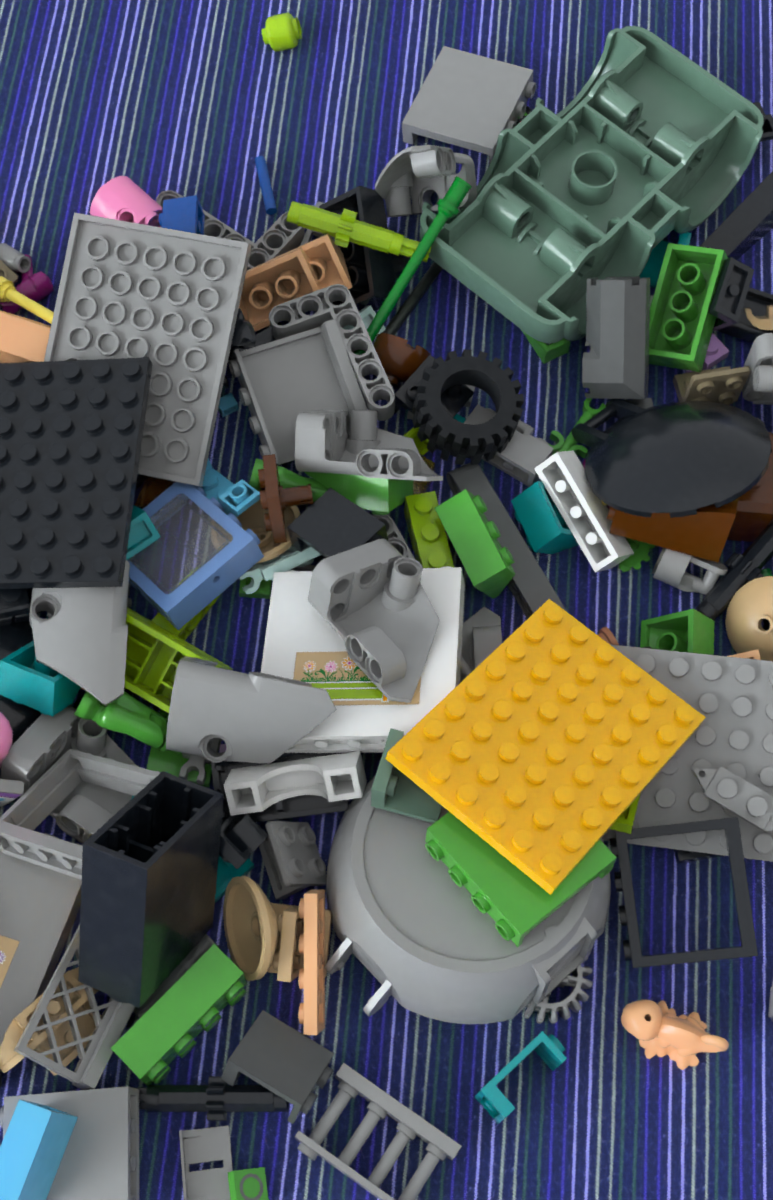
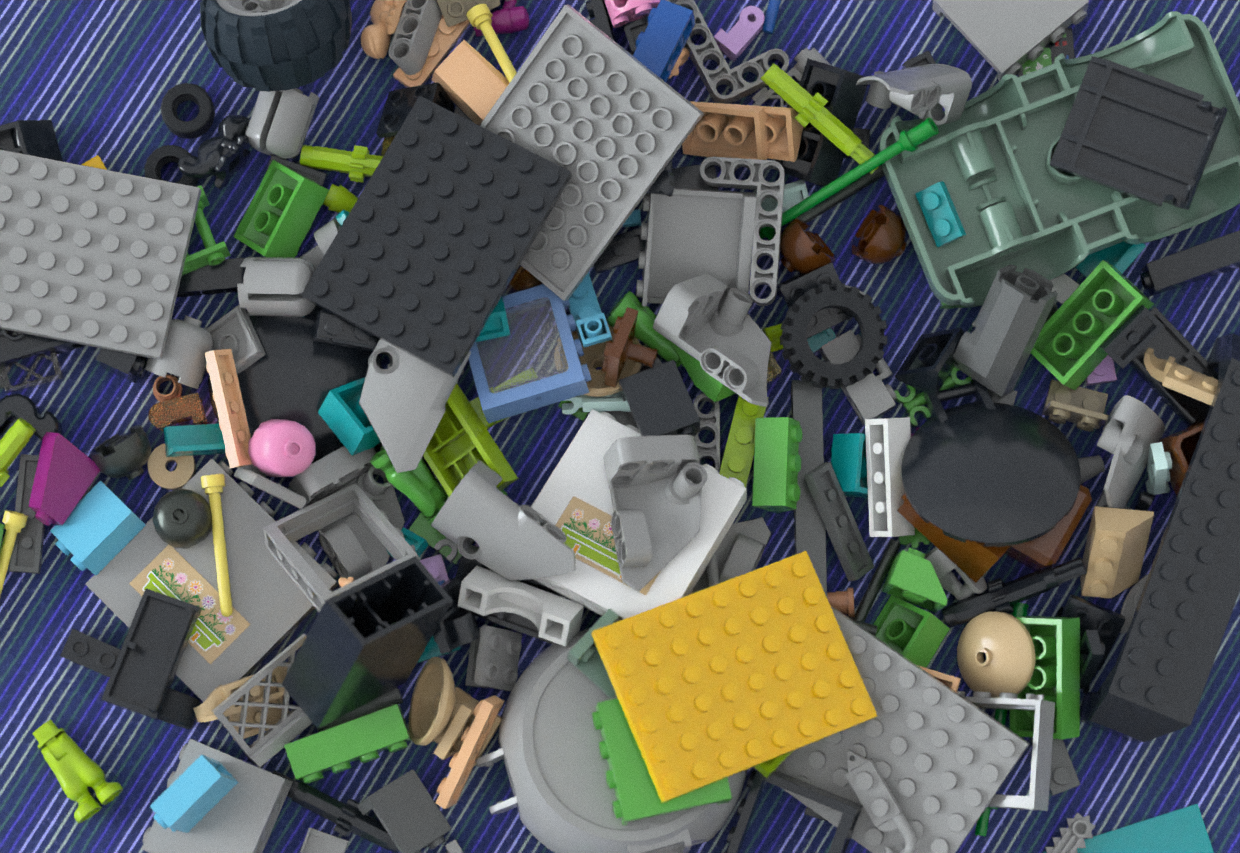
camera: 25 degrees right, 15 degrees up
(230, 434) = (620, 251): none -> black plate
(250, 215) = (741, 34): none -> lavender leg
(460, 321) = (881, 236): none -> reddish brown cylinder
(506, 267) = (940, 214): none -> teal plate
(559, 570) = (839, 521): none -> dark grey plate
(563, 399) = (930, 361): none -> black slope
(621, 612) = (877, 580): none -> pearl dark grey bar
(643, 123) = (1138, 135): none -> black piece
(663, 585) = (915, 581): none -> bright green slope

